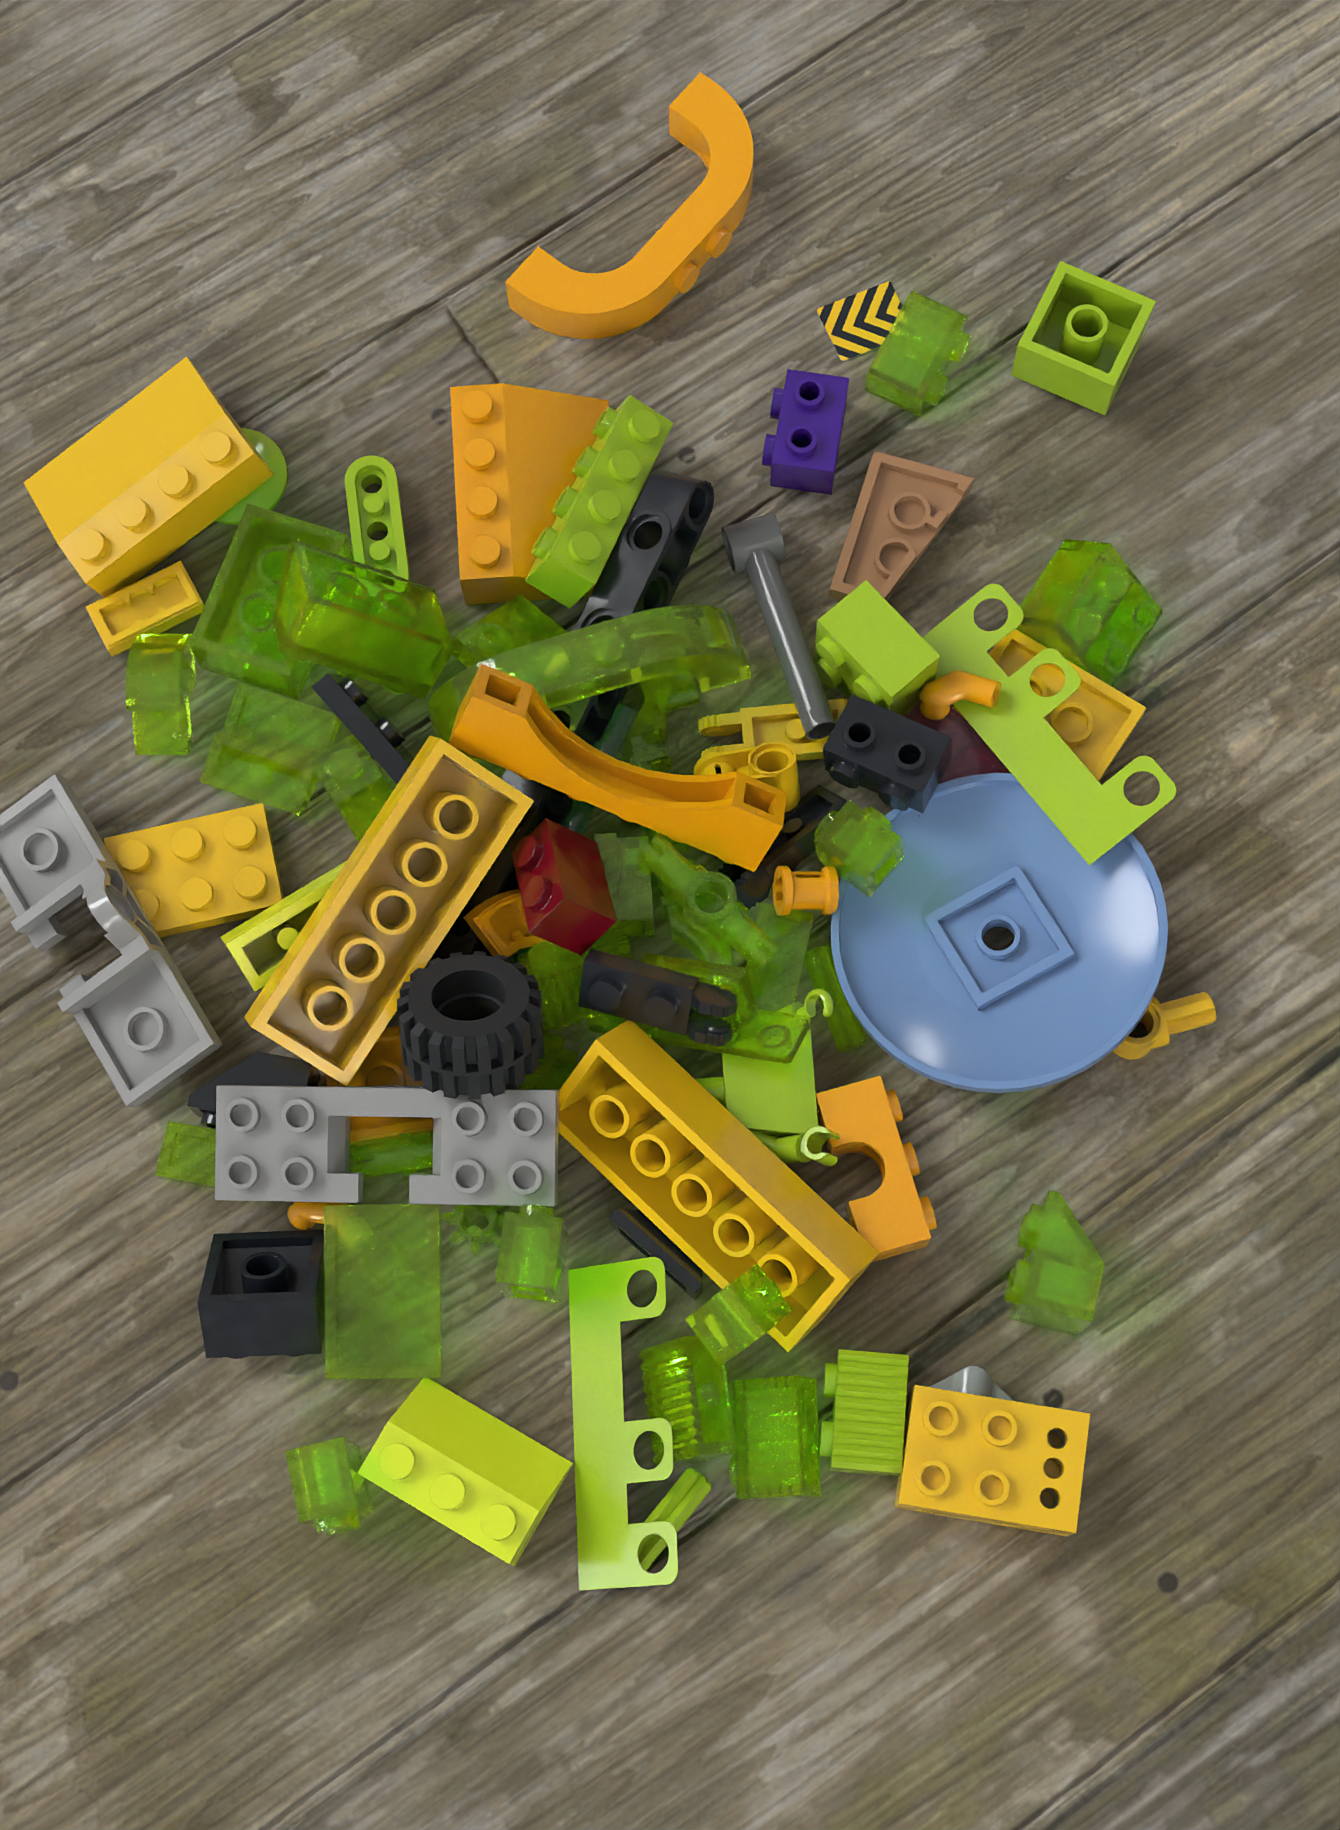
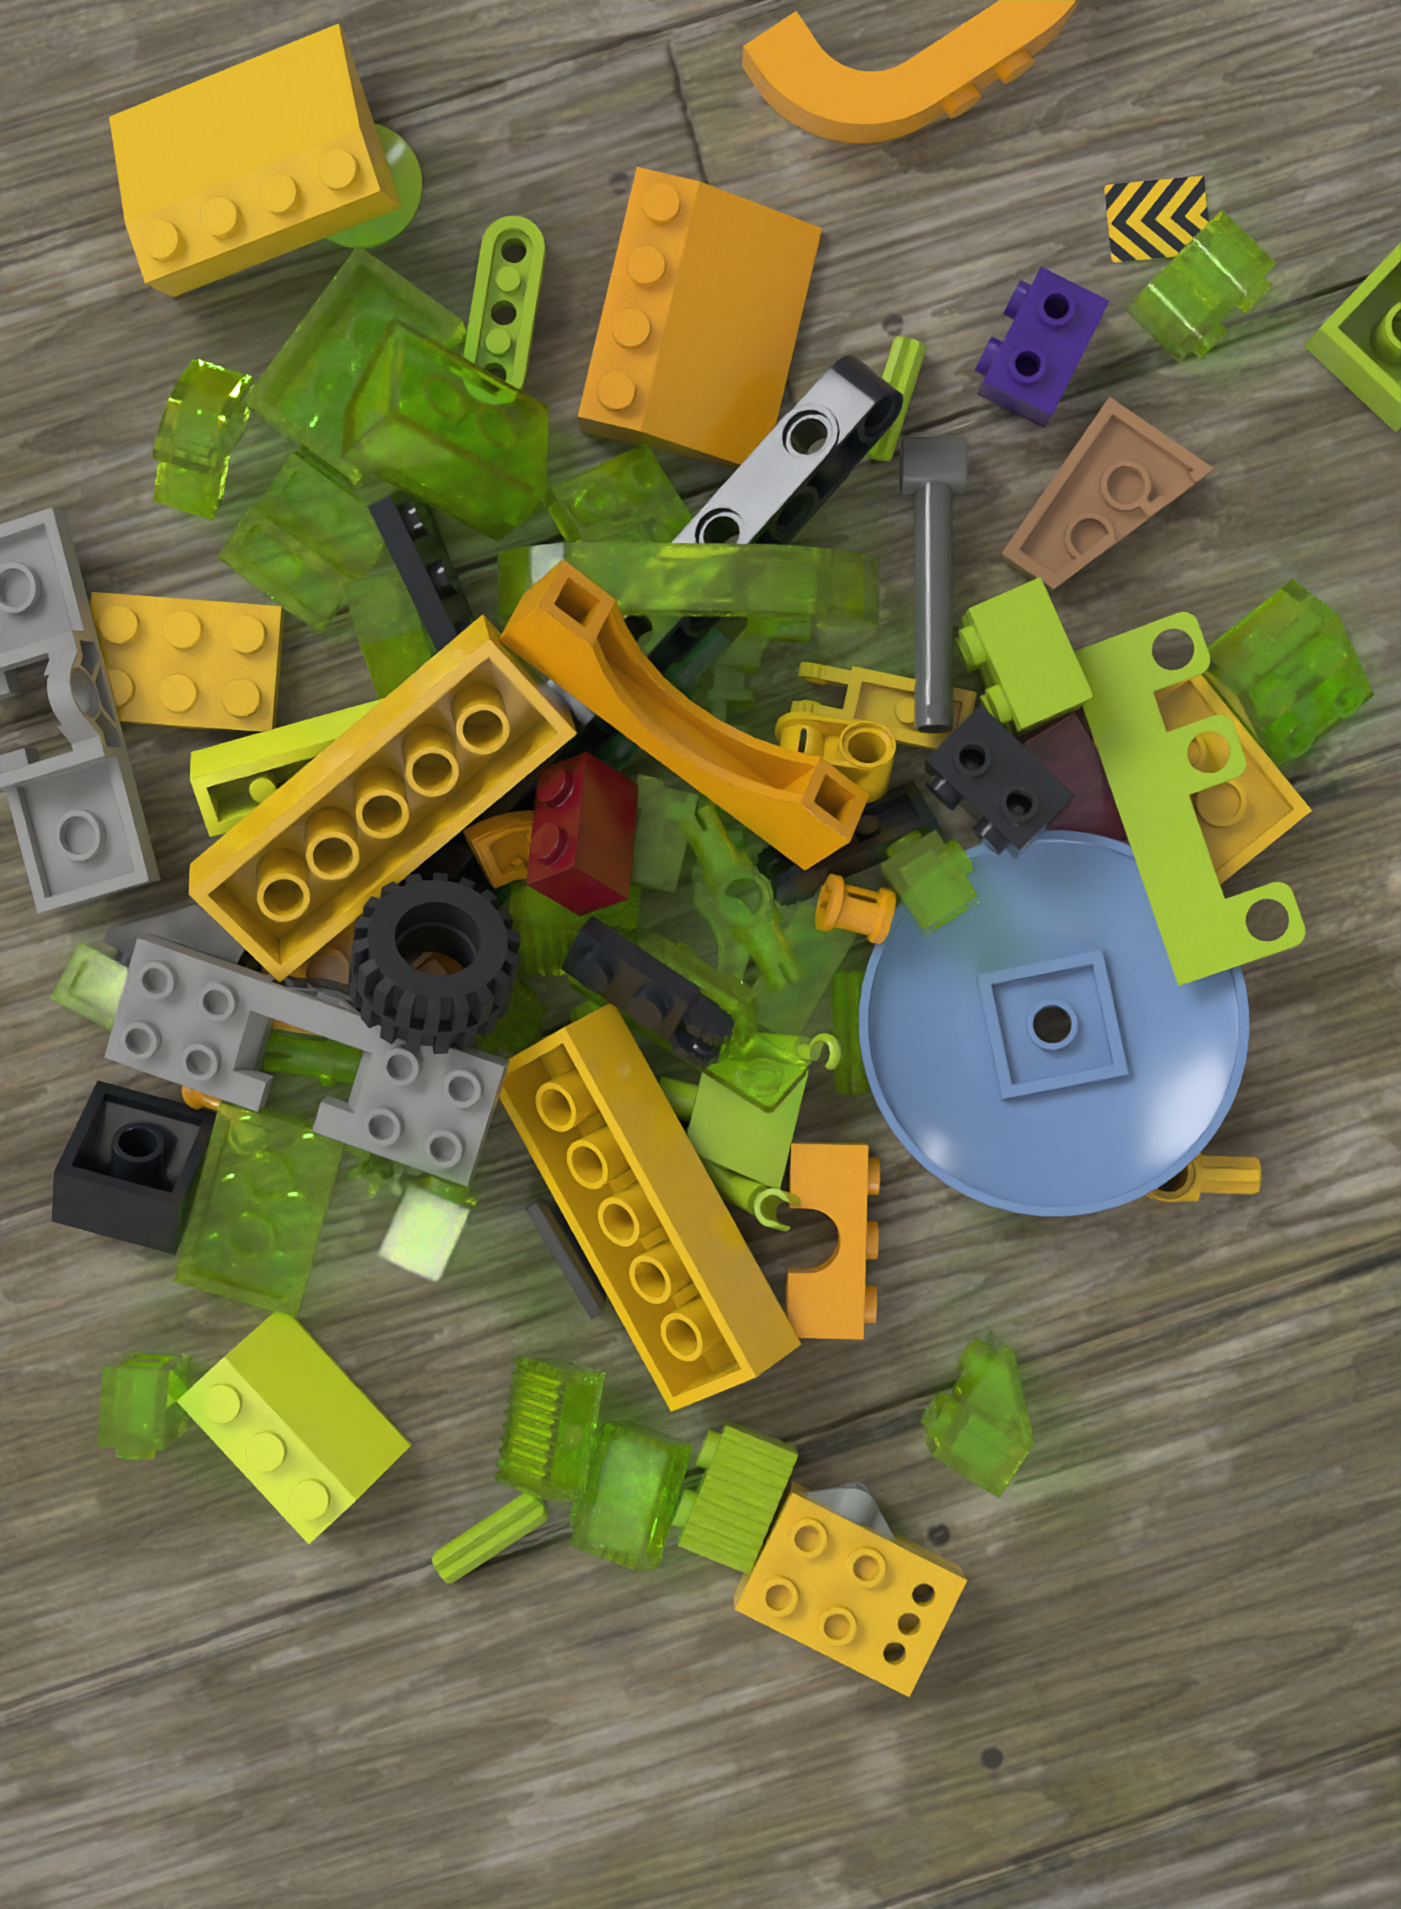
camera: 10 degrees right, 15 degrees up
(145, 608) = (210, 325): yellow plate -> none
(599, 501) = (768, 367): lime brick -> none
(601, 1436) = (447, 1432): lime piece -> none
(708, 469) = (902, 373): none -> lime axle
(739, 1314) = (629, 1364): clear neon green brick -> none
(953, 687) = (1099, 726): light orange arm -> none

